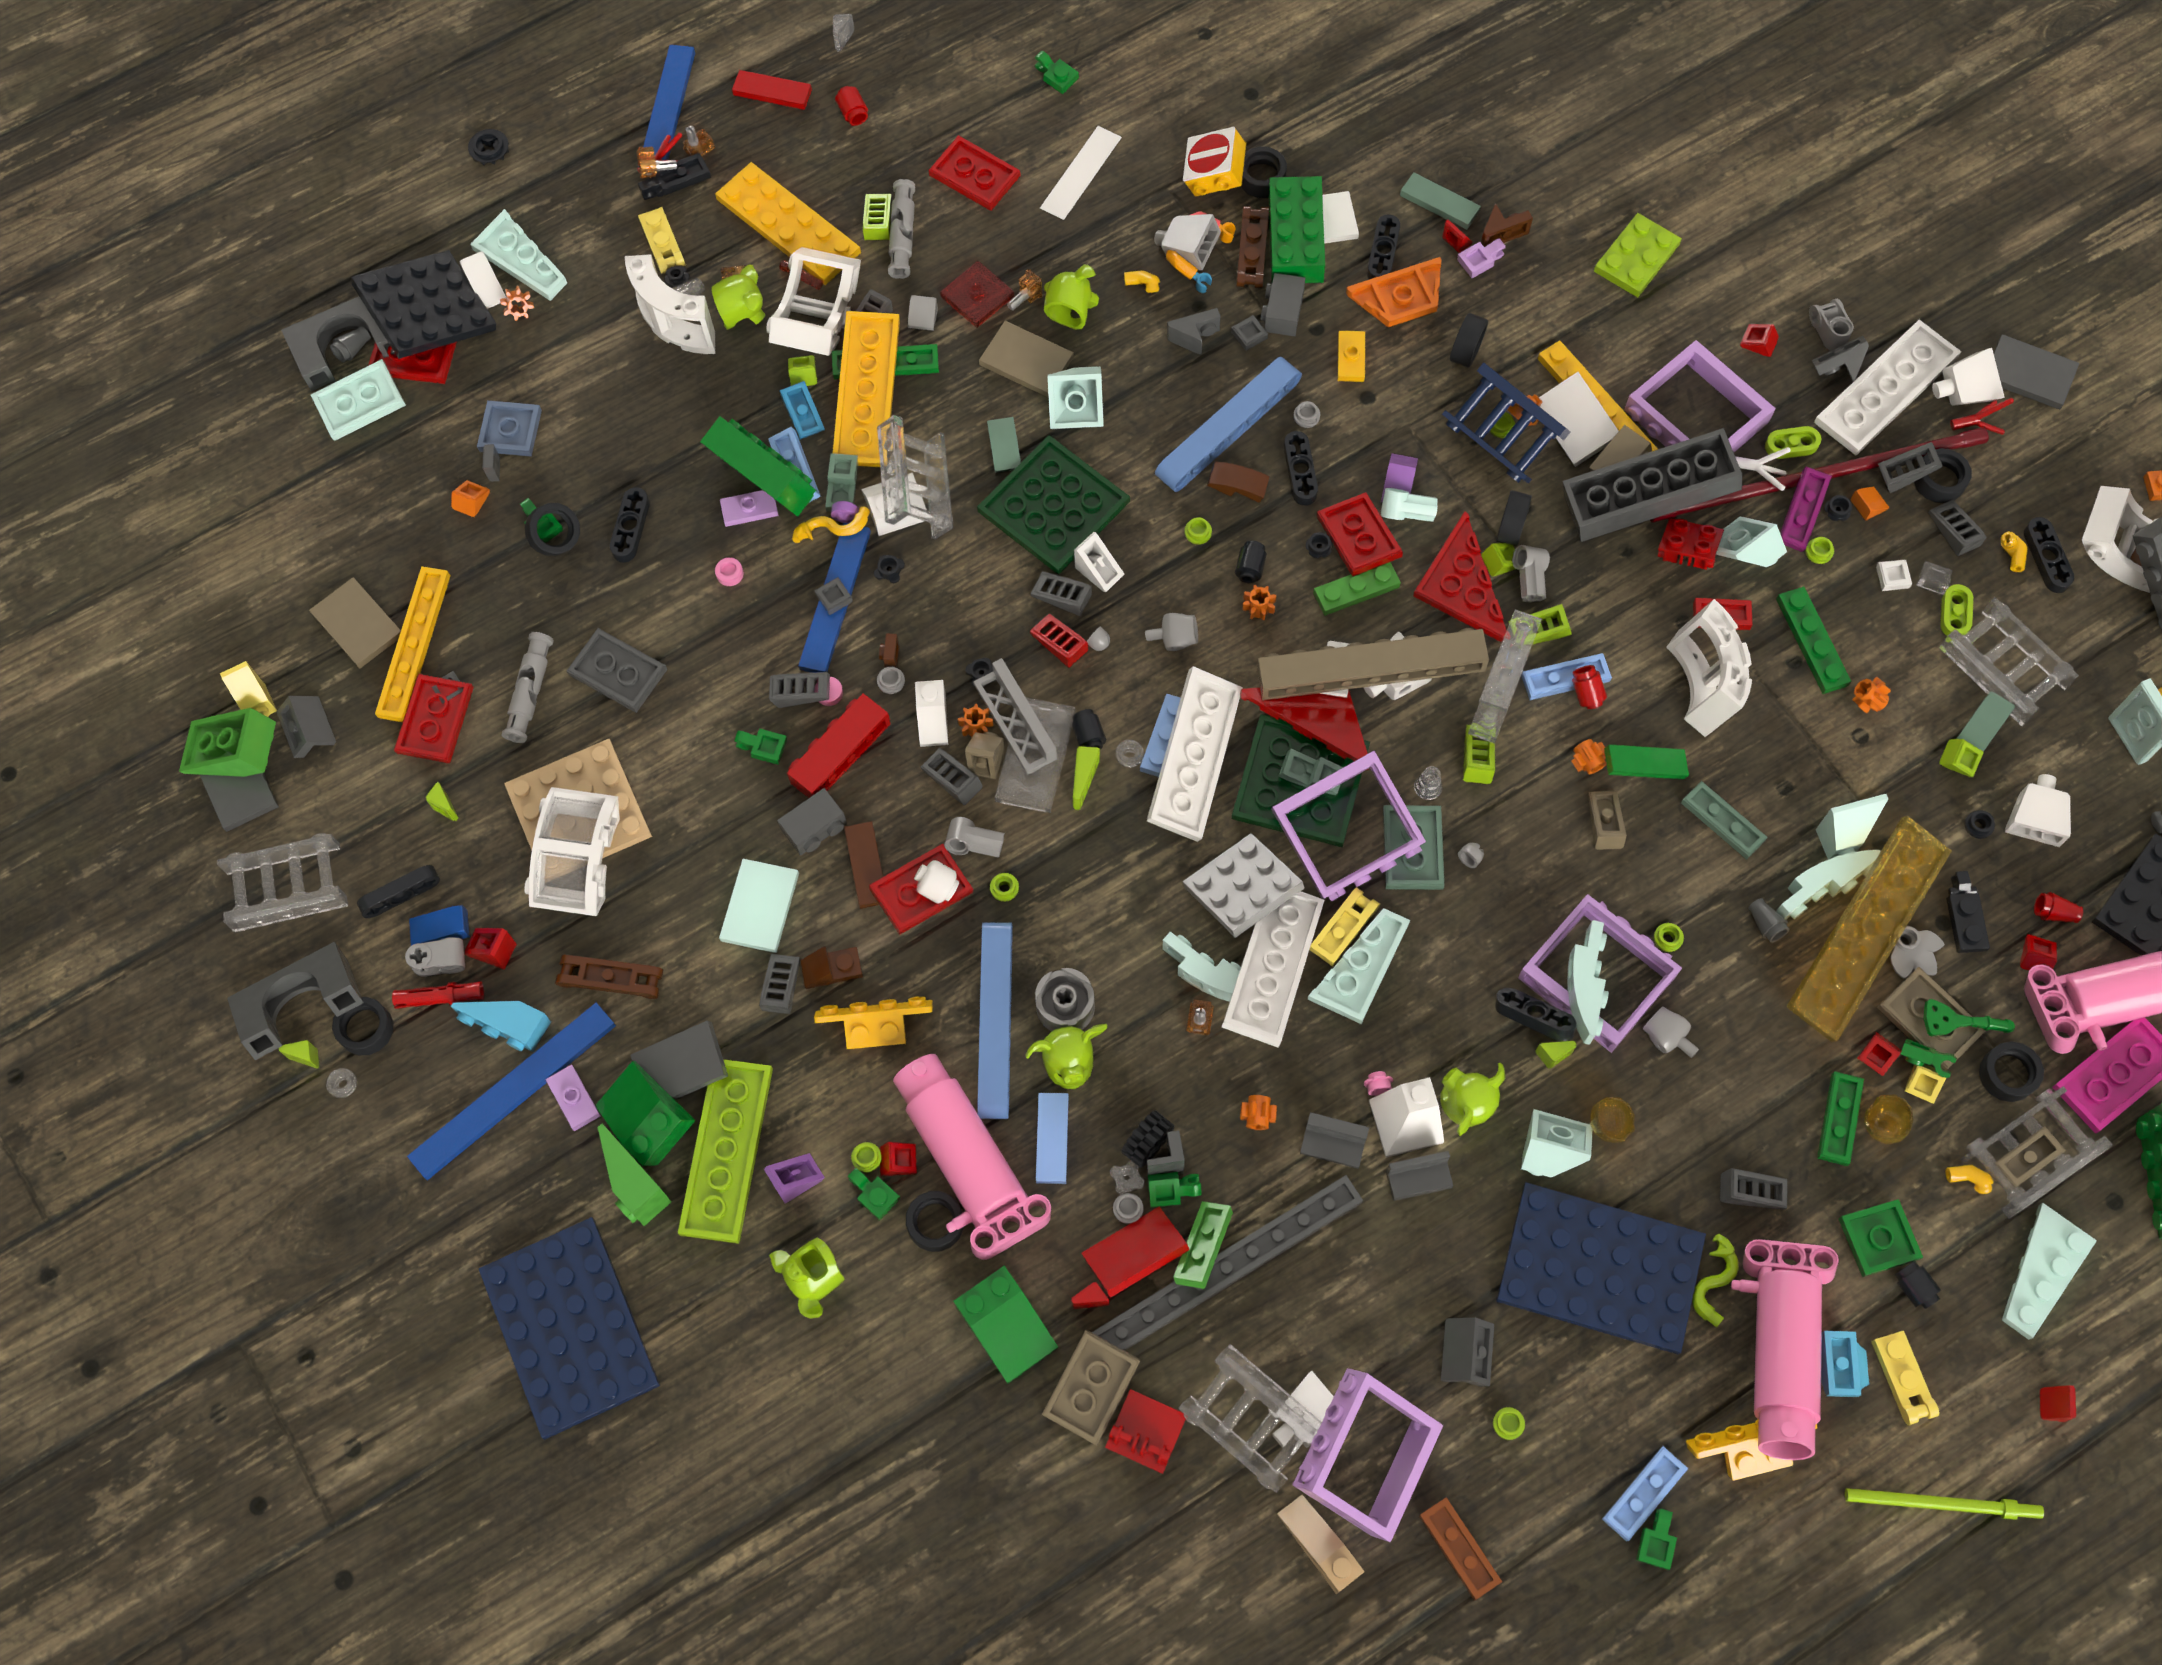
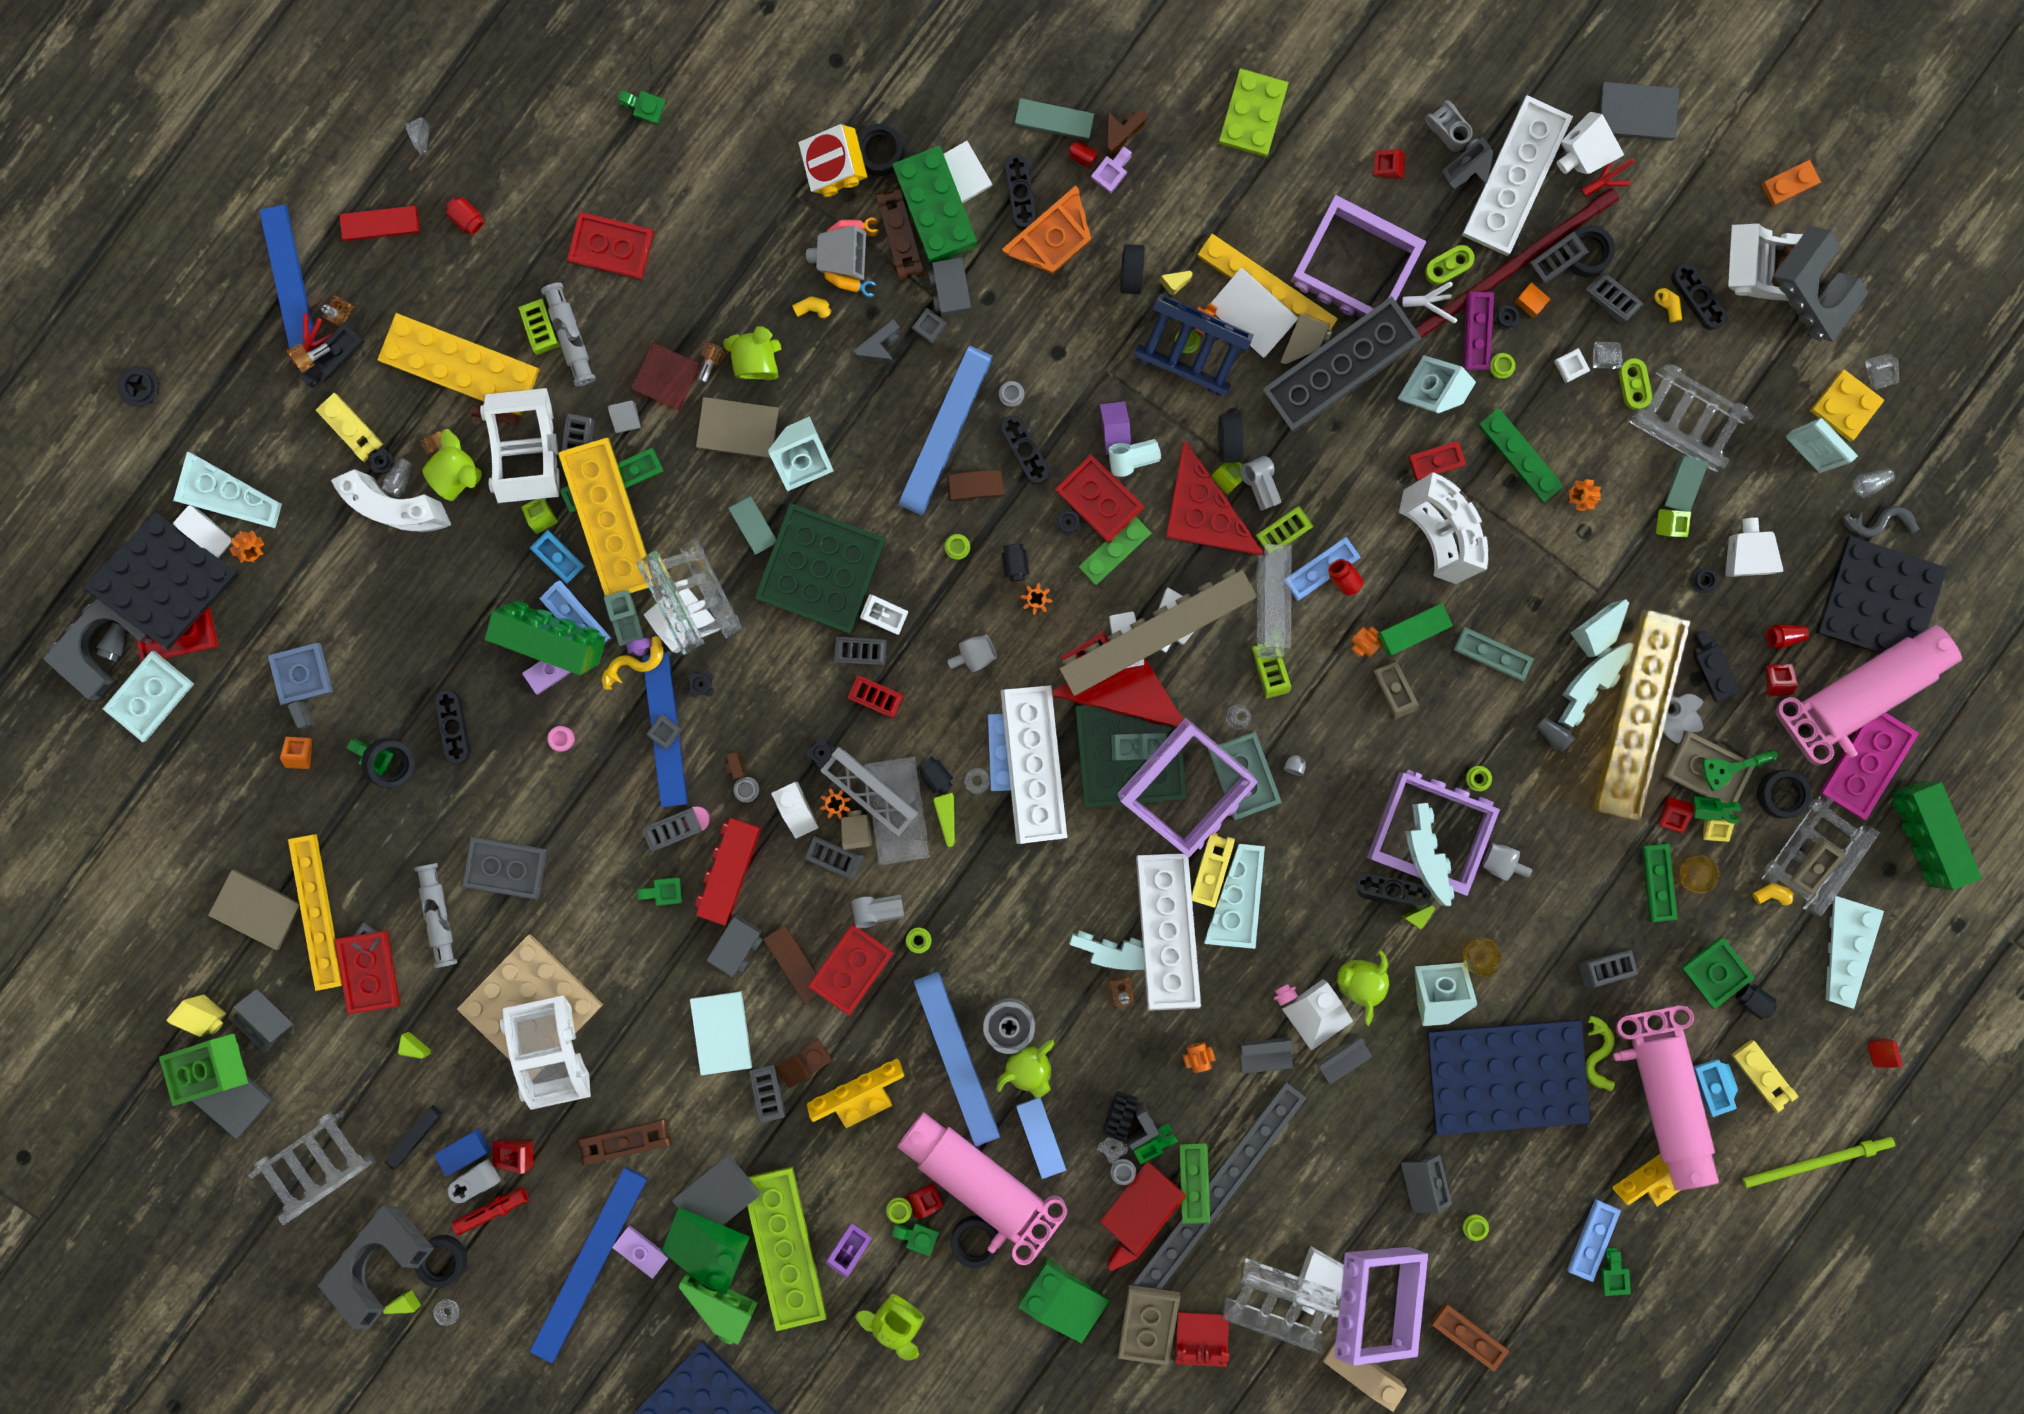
camera: 25 degrees left, 20 degrees up
(509, 1019) = (565, 1211): medium azure slope -> none
(936, 881) = (863, 966): white head -> none
(1080, 172) = (709, 207): white sticker -> none
(1099, 639) = (911, 685): light grey hinge -> none
(1243, 885) = (1117, 869): light grey plate -> none
(1351, 356) = (1029, 317): yellow plate -> none
(1510, 367) = (1175, 281): none -> light yellow slope
(1692, 541) = (1390, 400): red hinge -> none

